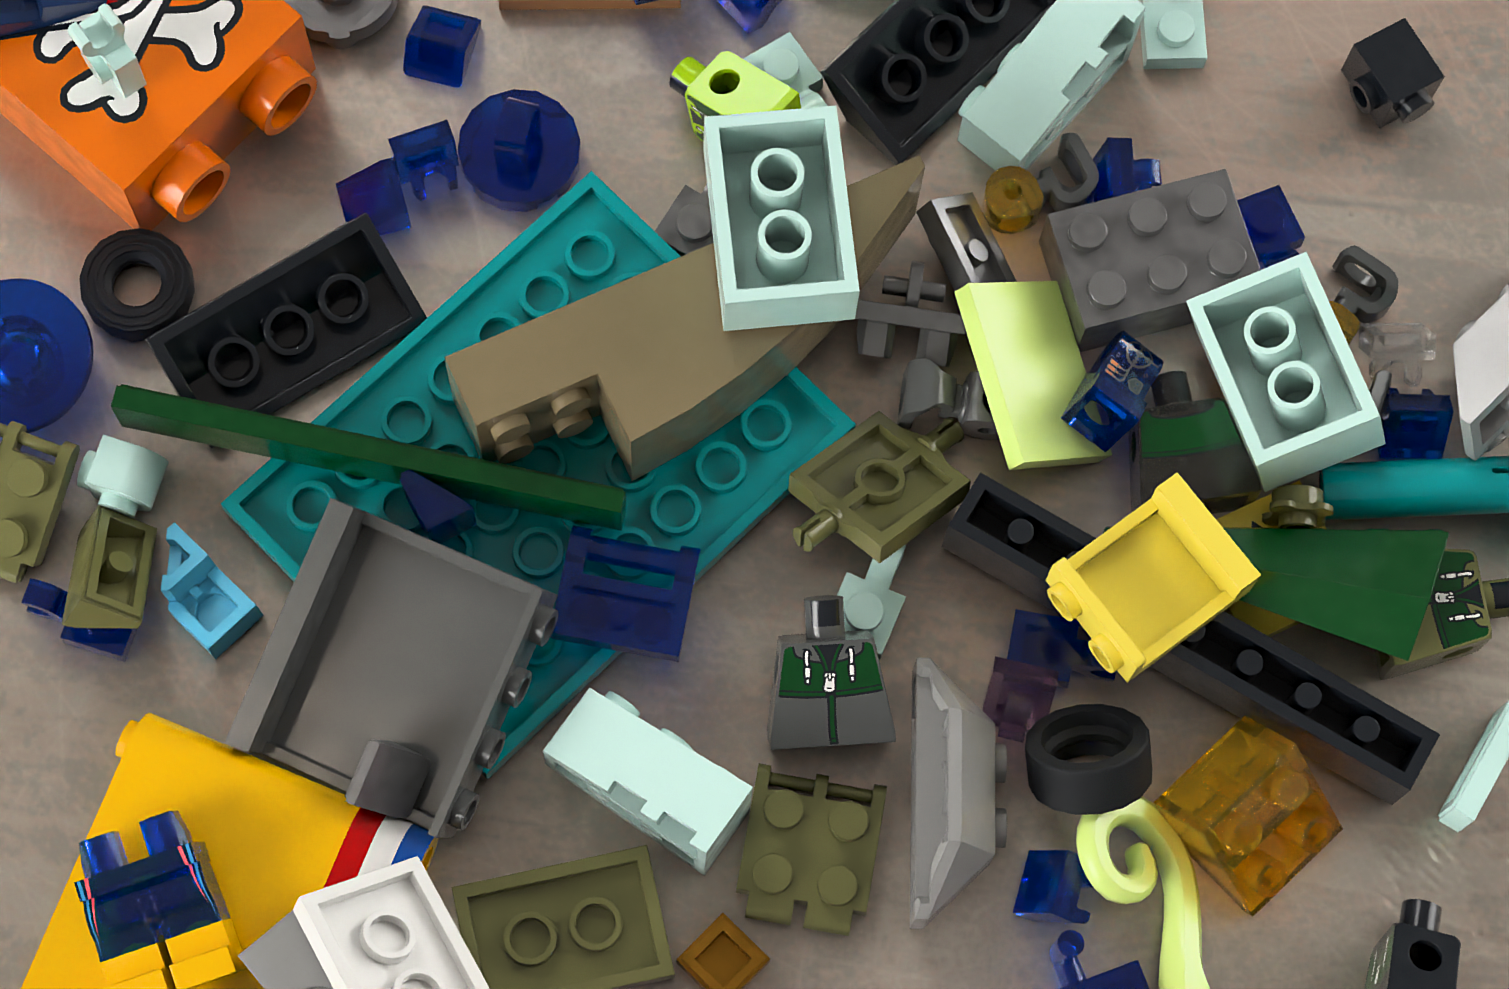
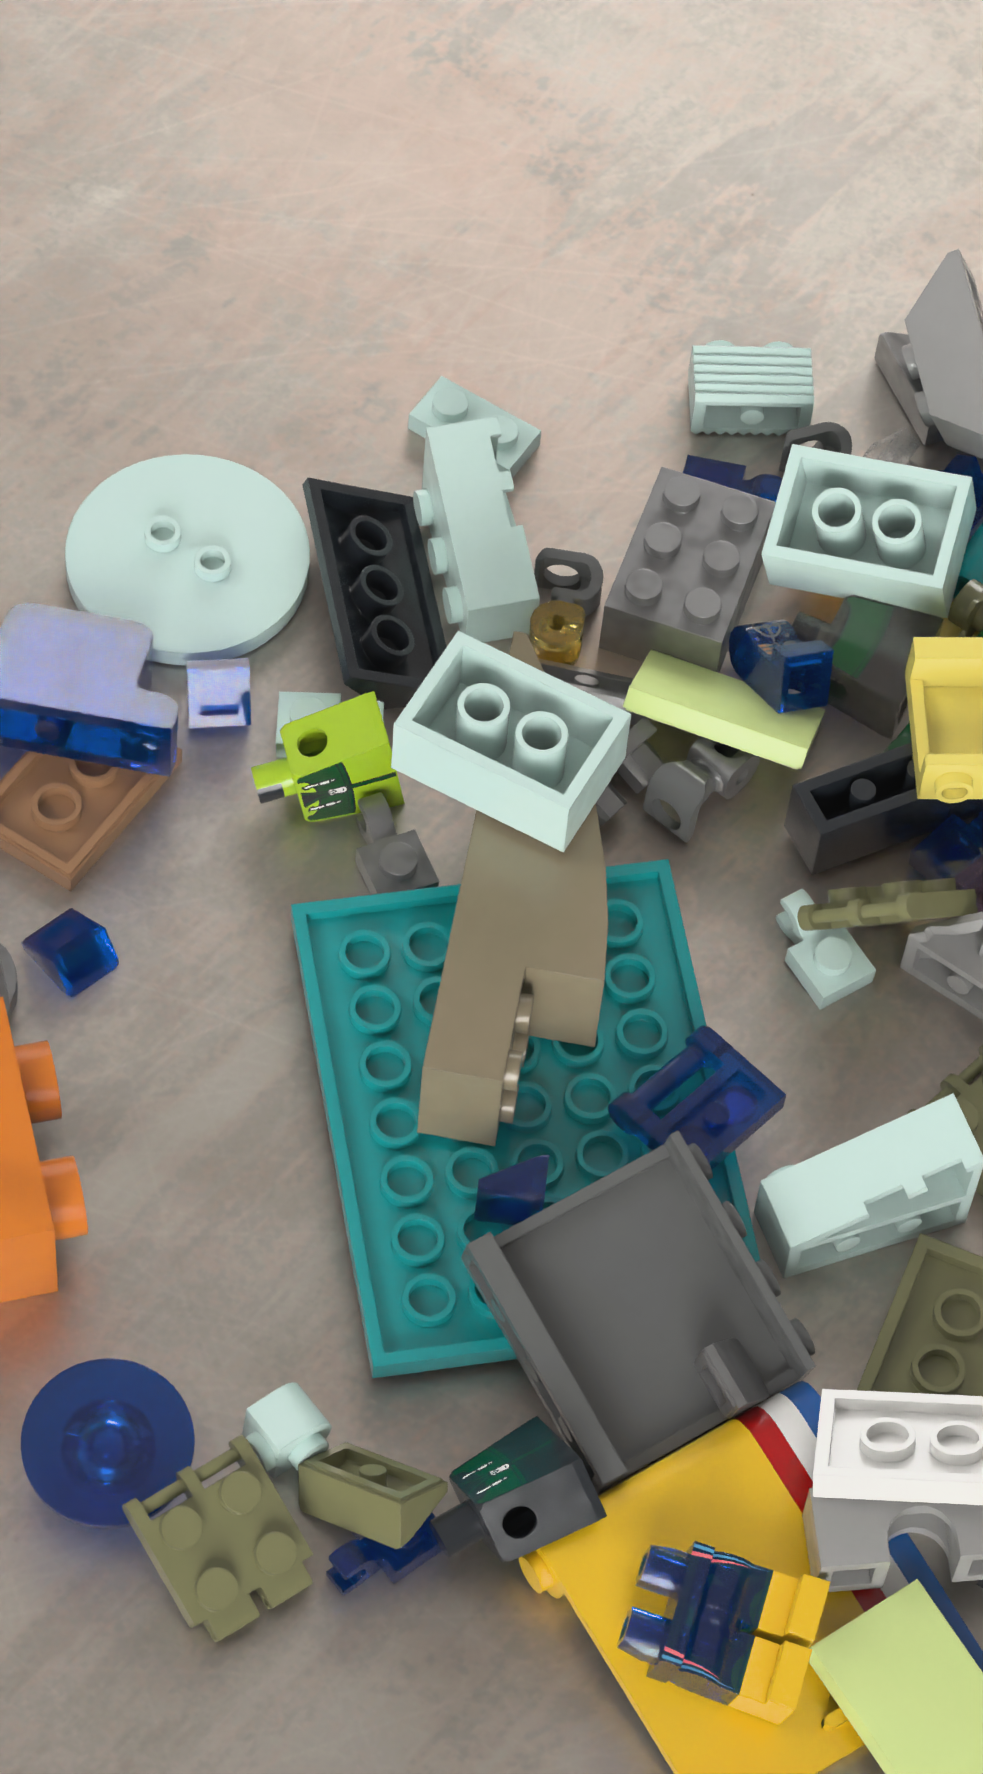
camera: 55 degrees left, 15 degrees down
(128, 249) = (105, 1278): black tyre -> none
(173, 684) = (518, 1495): none -> black torso
(204, 596) = (435, 1439): medium azure slope -> none
(291, 324) = (250, 1225): black slope -> none
(368, 456) = (425, 1219): dark green tile -> none
(377, 193) = (178, 1085): clear blue slope -> none
(423, 154) = (172, 1019): clear blue tile -> none
(519, 149) = (219, 952): clear blue tile -> none
(827, 684) = (881, 1015): torso -> none
(879, 486) = (737, 872): olive plate -> none
(922, 627) = (888, 905): none -> olive plate
(1120, 172) = (600, 540): clear blue tile -> none
(1387, 189) = (750, 388): none -> light aqua brick
(1392, 75) = (658, 322): black brick -> none

